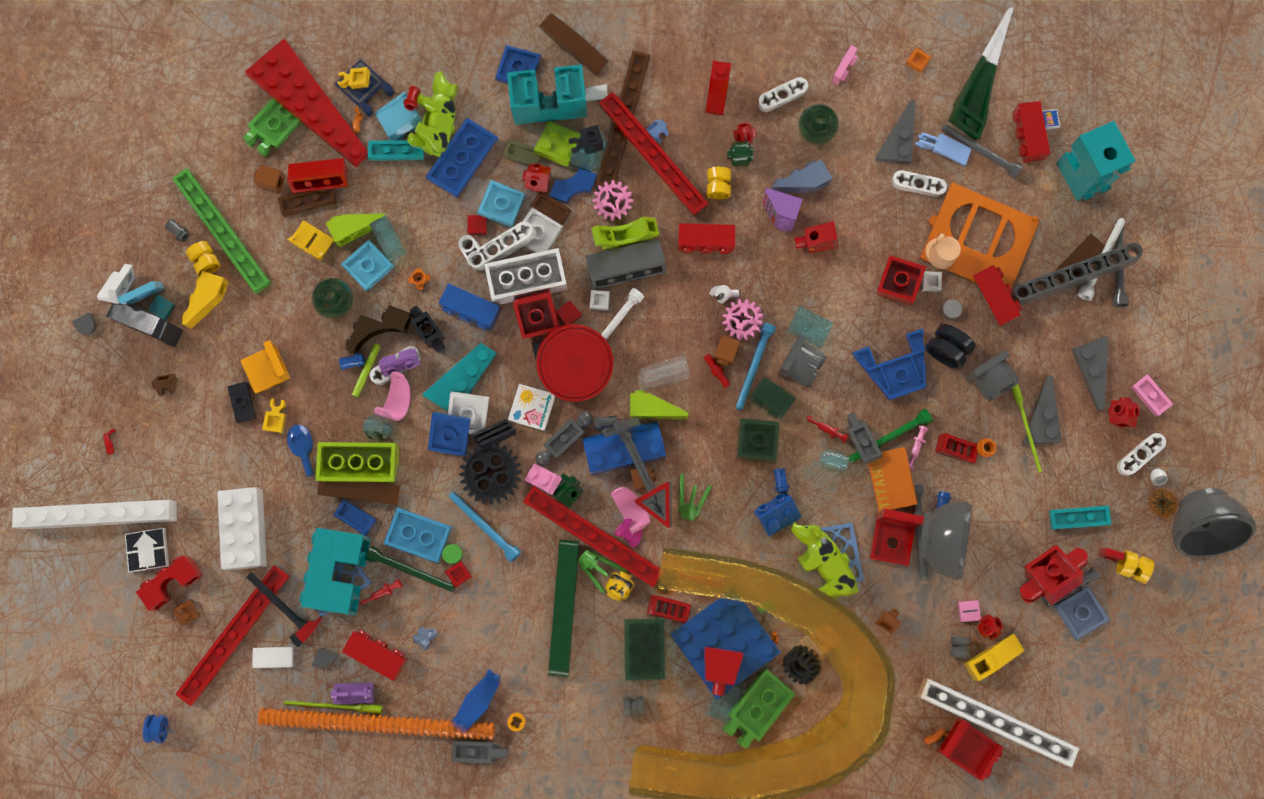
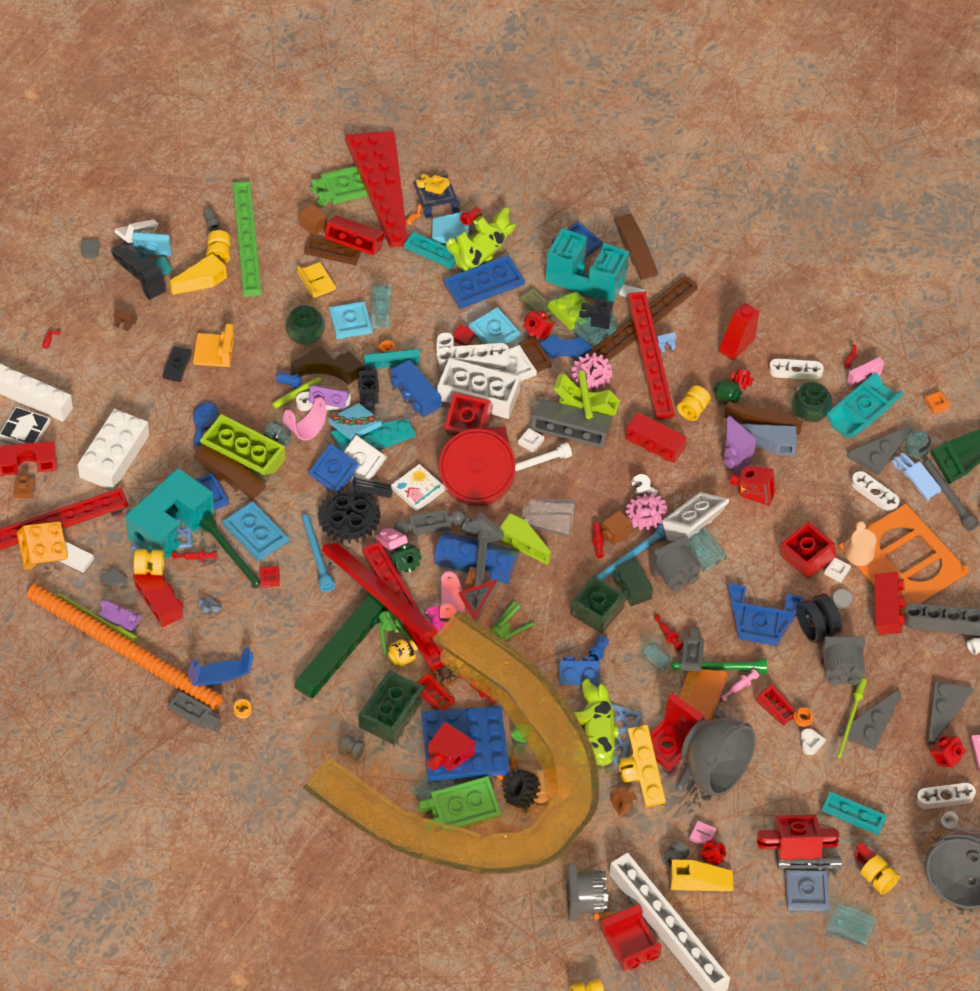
camera: 25 degrees right, 25 degrees down
(242, 668) = (41, 544): none -> light orange bracket
(275, 420) = (196, 388): yellow plate -> none
(304, 628) = (113, 548): black piece -> none
(348, 638) = (142, 559): none -> yellow wheel
(350, 226) = (355, 284): lime slope -> none
(430, 287) = (392, 358): none -> teal plate
(437, 374) = (355, 421): none -> medium azure tile
(452, 554) = (275, 558): bright green tile -> none
(565, 539) = (379, 590): none -> red tile
(623, 231) = (585, 394): none -> lime bar
(783, 166) = (757, 416): none -> reddish brown slope
(790, 305) = (693, 515): none -> white slope
(820, 55) = (848, 360): none -> red piece
(863, 103) = (862, 407): none -> teal piece
(886, 578) = (643, 766): none -> yellow plate
(913, 734) = (585, 892): none -> dark grey piece
(930, 116) = (917, 444): none -> clear light blue head
(1004, 466) = (811, 741): none -> white tile
(1136, 626) = (851, 925): none -> clear light blue plate

